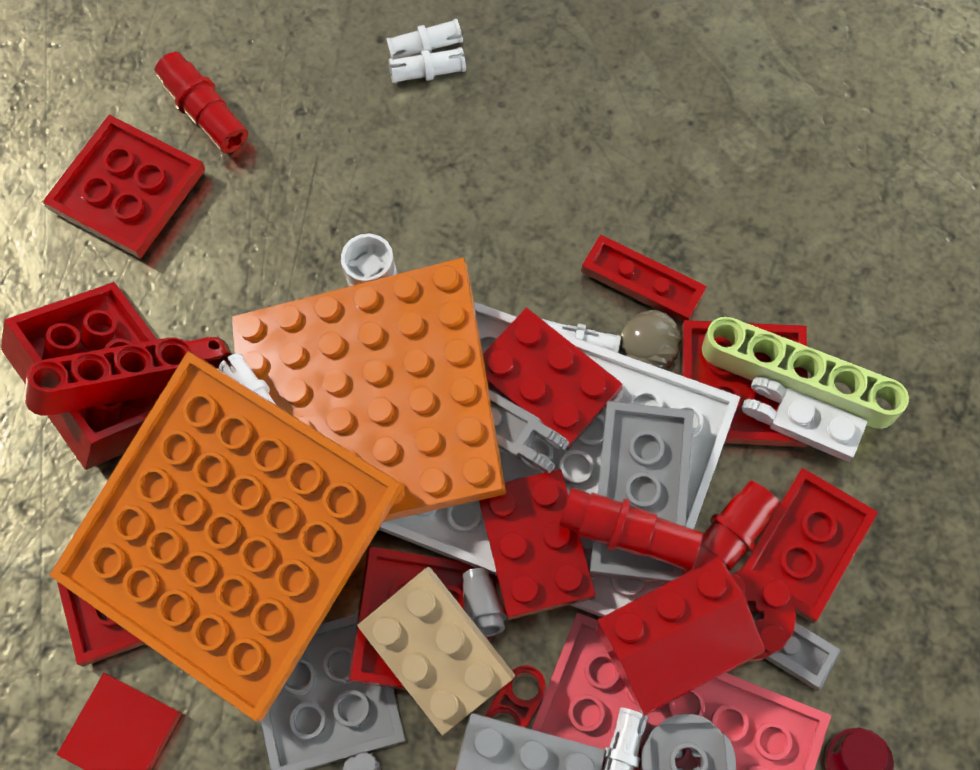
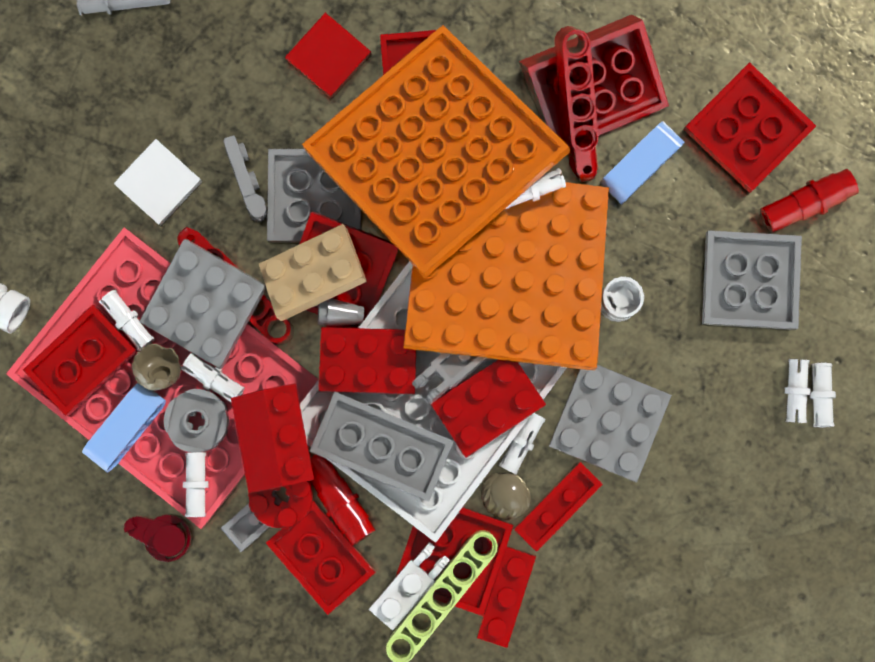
camera: 105 degrees right, 15 degrees up
(191, 290) = (642, 162): none -> light blue beam
(309, 141) = (752, 280): none -> light grey plate
(523, 250) = (610, 421): none -> light grey plate
(630, 529) = (351, 424): red piece -> none
(775, 307) = (506, 597): none -> red plate
(777, 736) = (195, 484): none -> white pin

